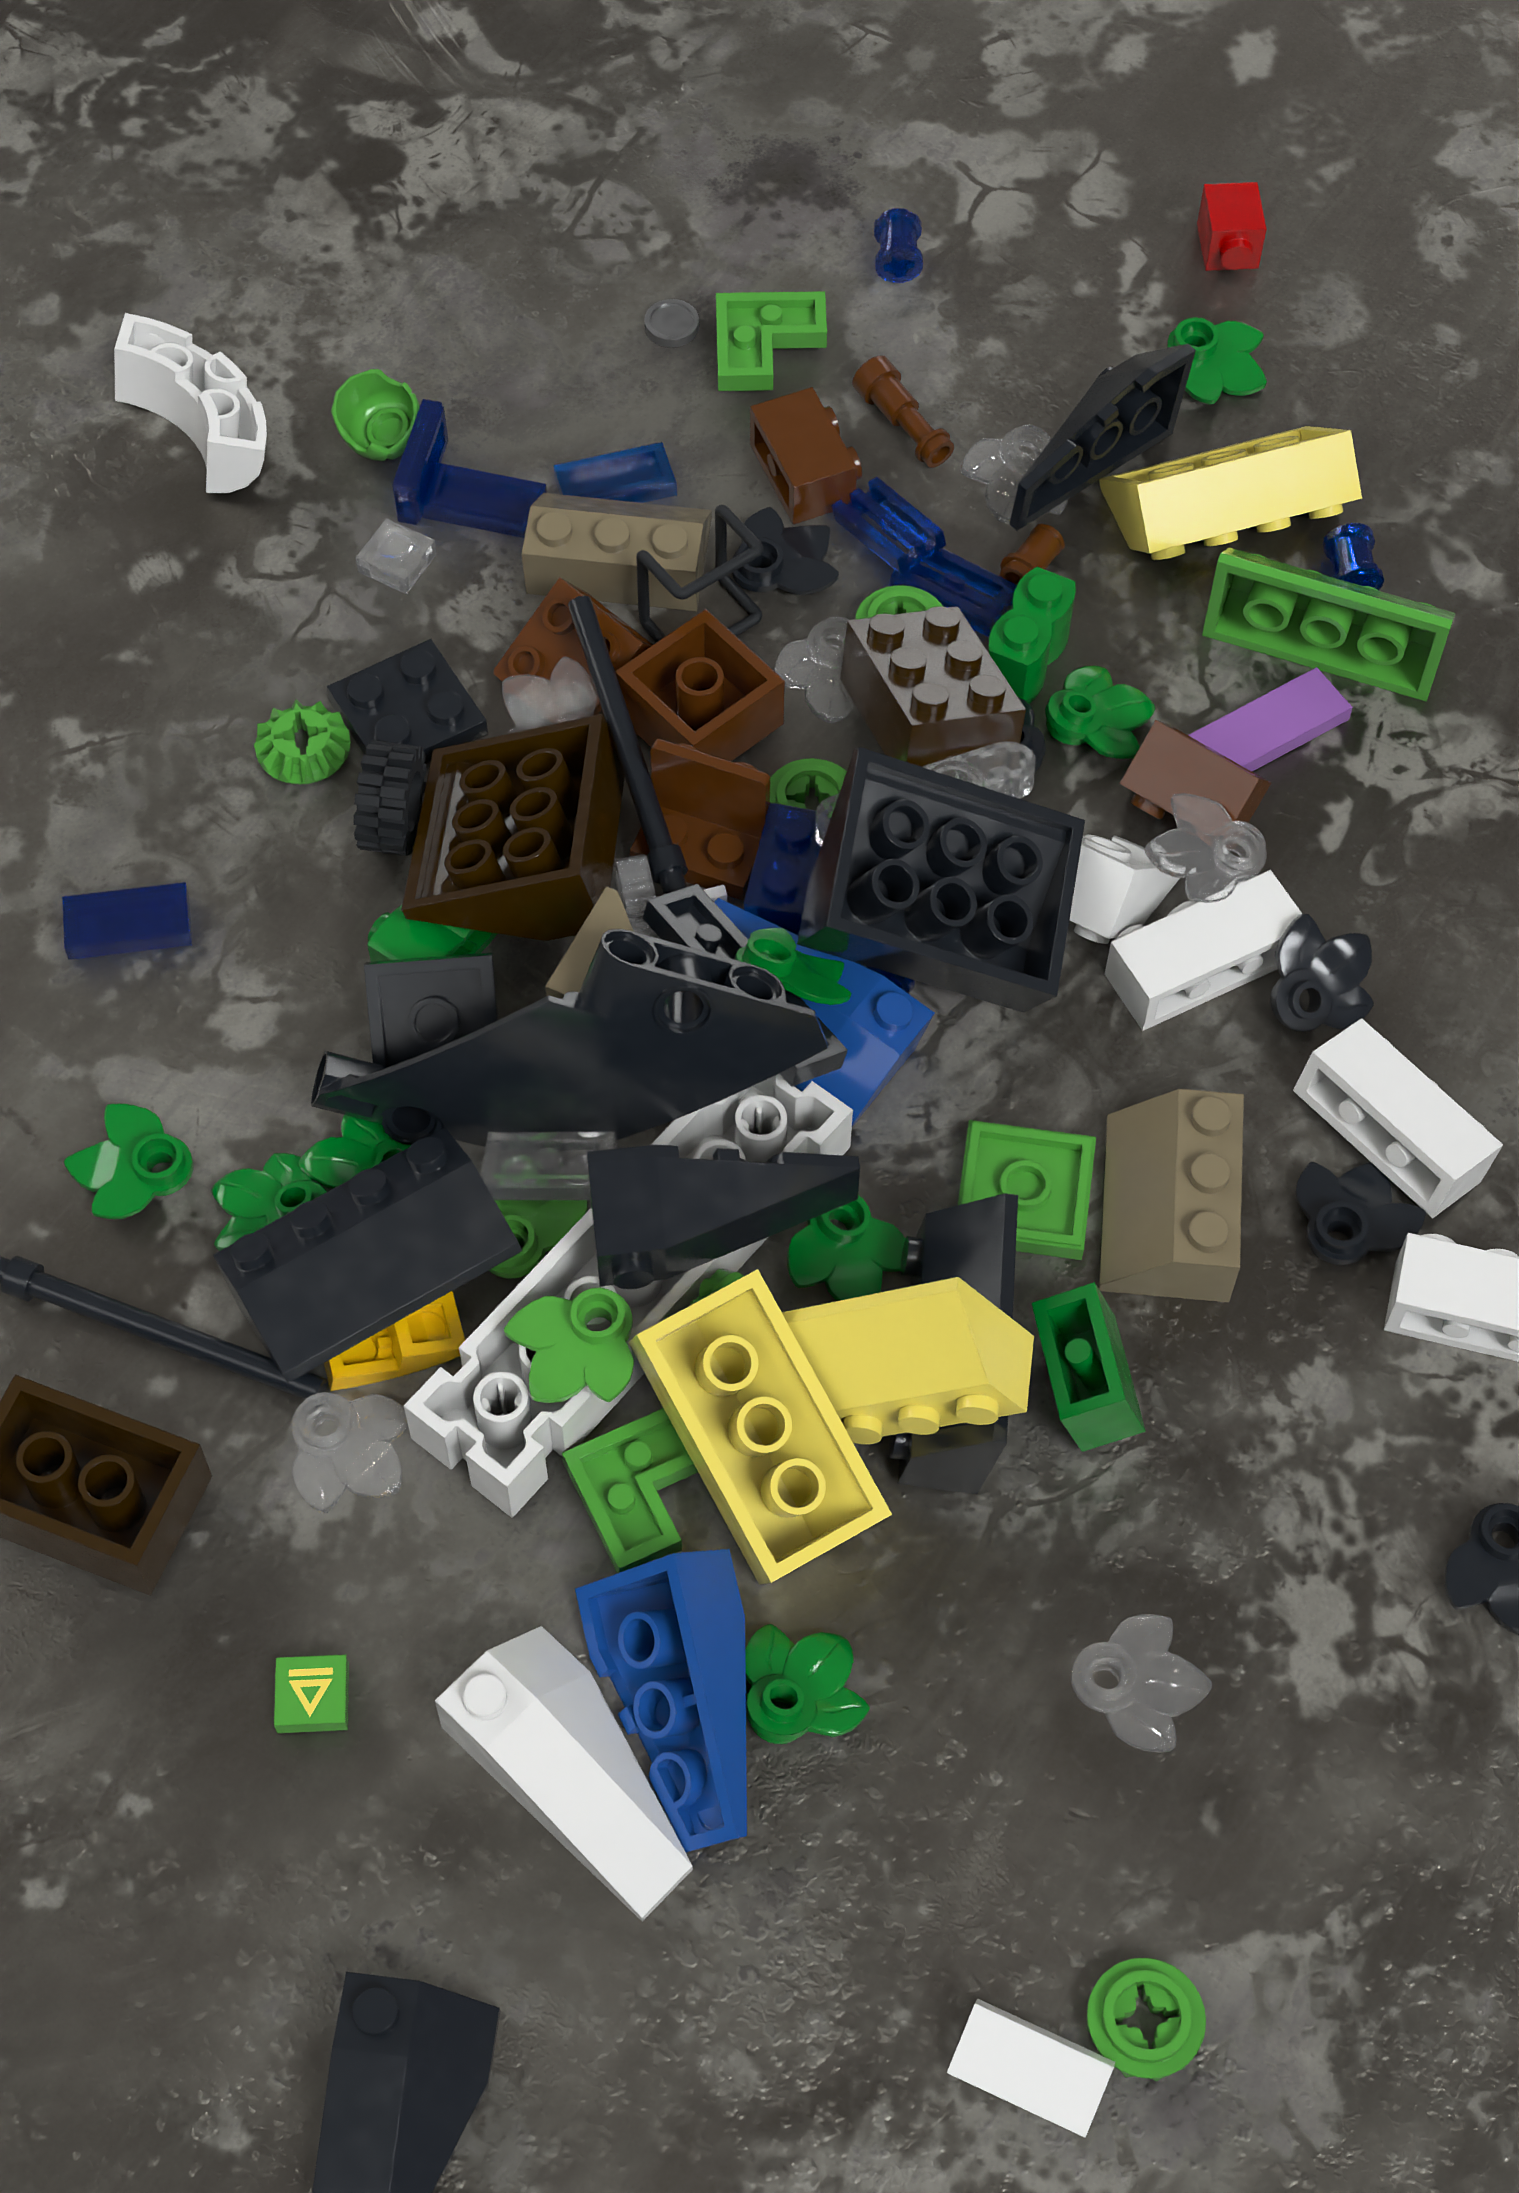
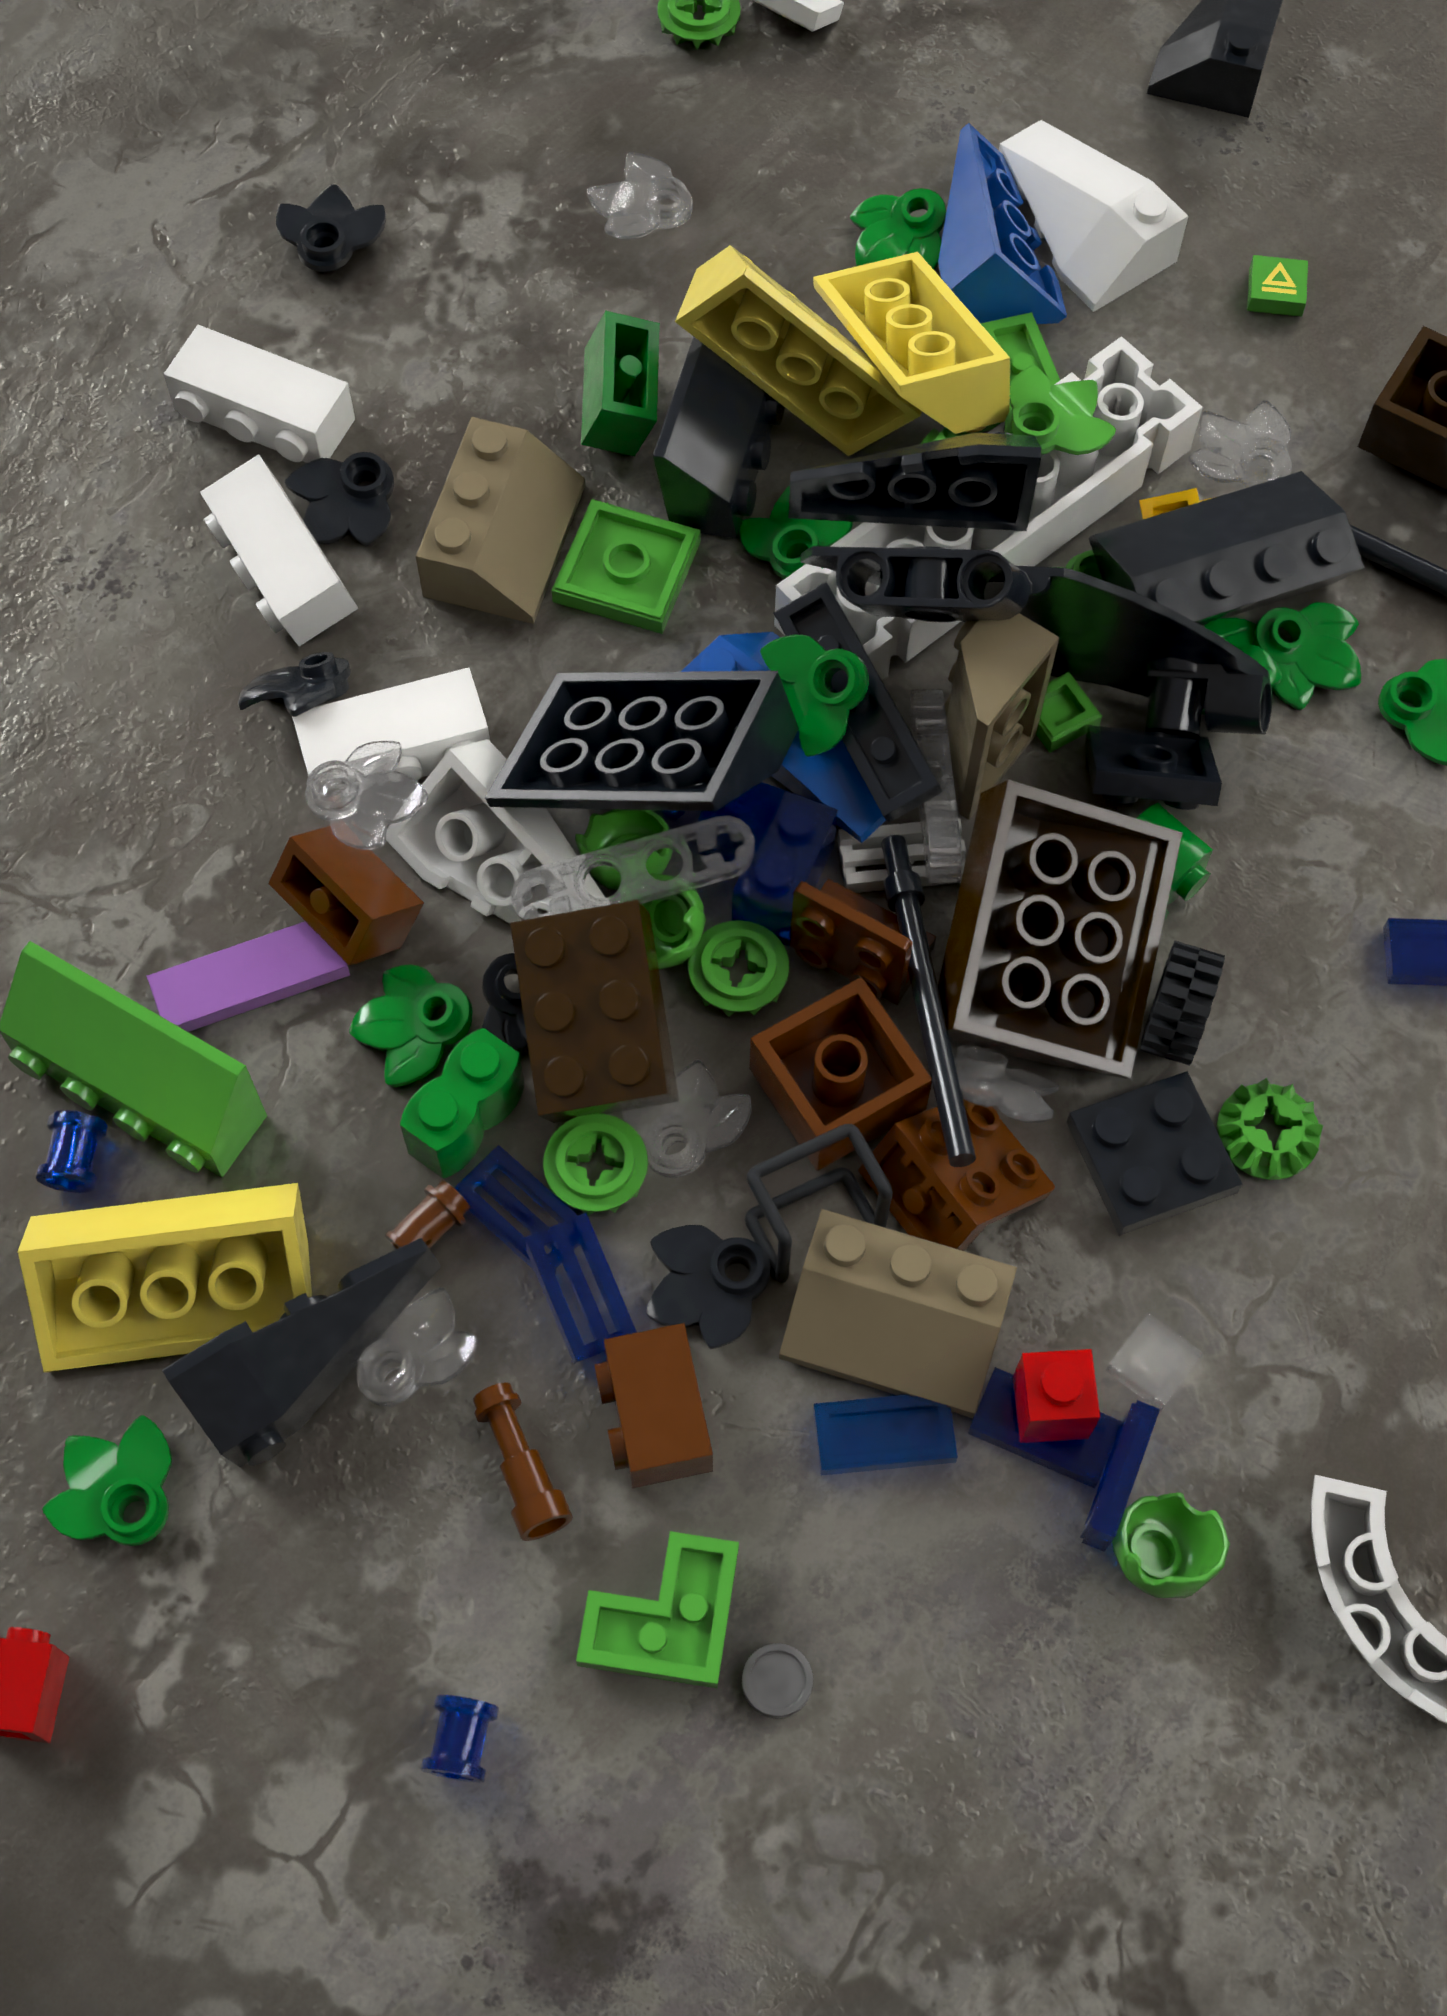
camera: 170 degrees left, 5 degrees up
(479, 480) = (1056, 1395): none -> red brick

